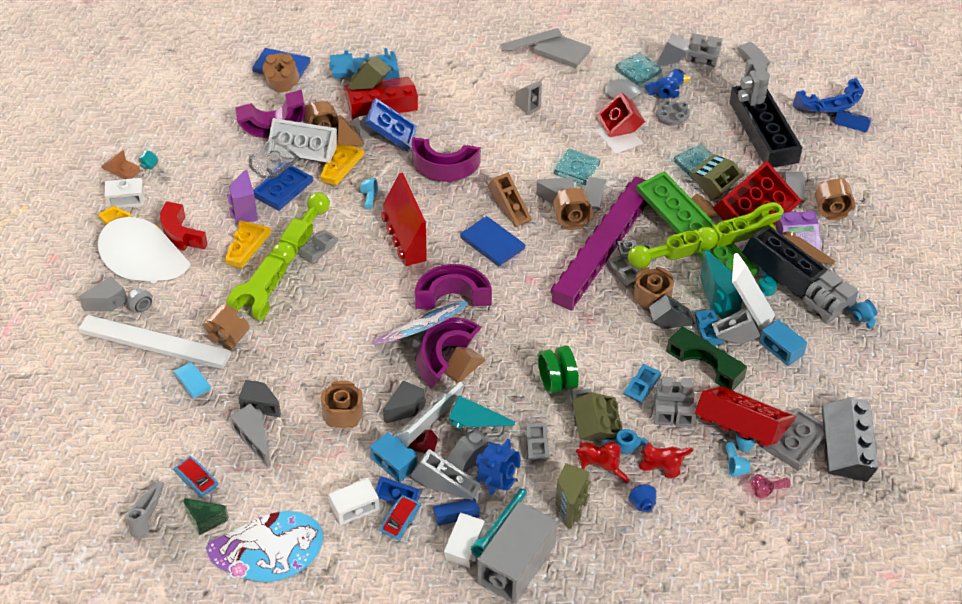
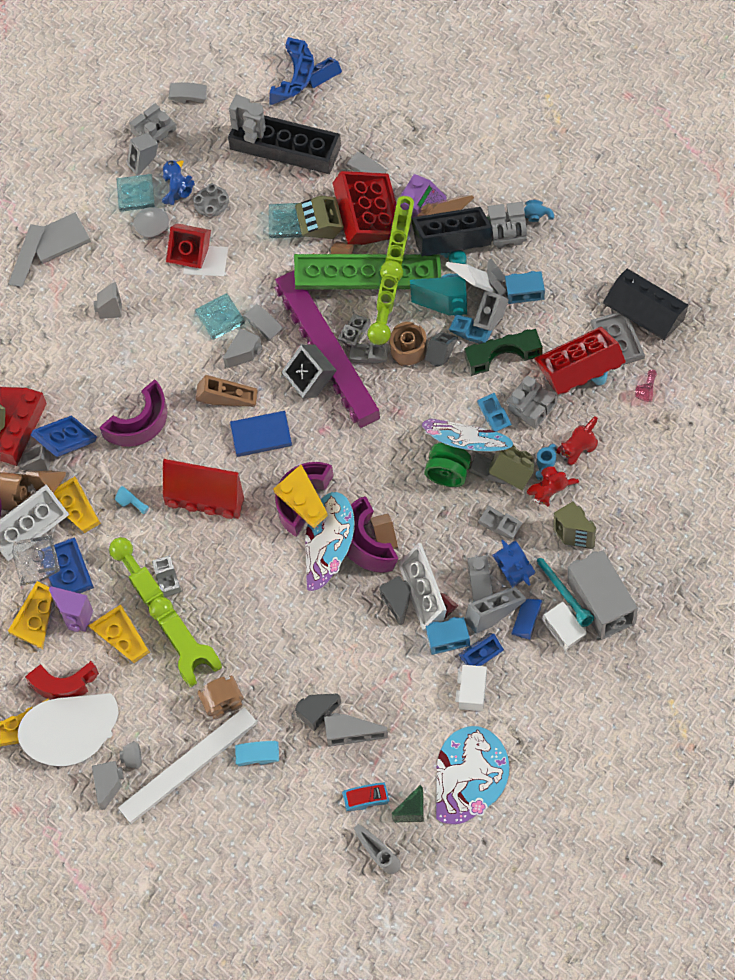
camera: 50 degrees left, 15 degrees up
(217, 186) = (33, 616): none -> yellow wing
(342, 404) = (370, 646): medium nougat brick -> none
(399, 517) = (509, 661): slope -> none
(444, 282) = (301, 496): none -> yellow wing
(471, 414) = (455, 552): teal slope -> none
(569, 235) = (309, 371): none -> dark grey brick
(572, 208) = (276, 349): medium nougat brick -> none
(596, 367) = (466, 436): none -> sticker
(643, 497) = (605, 479): blue cone -> none
(737, 465) = (616, 397): medium azure bar -> none
(771, 313) = (496, 277): none -> light grey slope
(834, 199) = (409, 149): medium nougat brick -> none

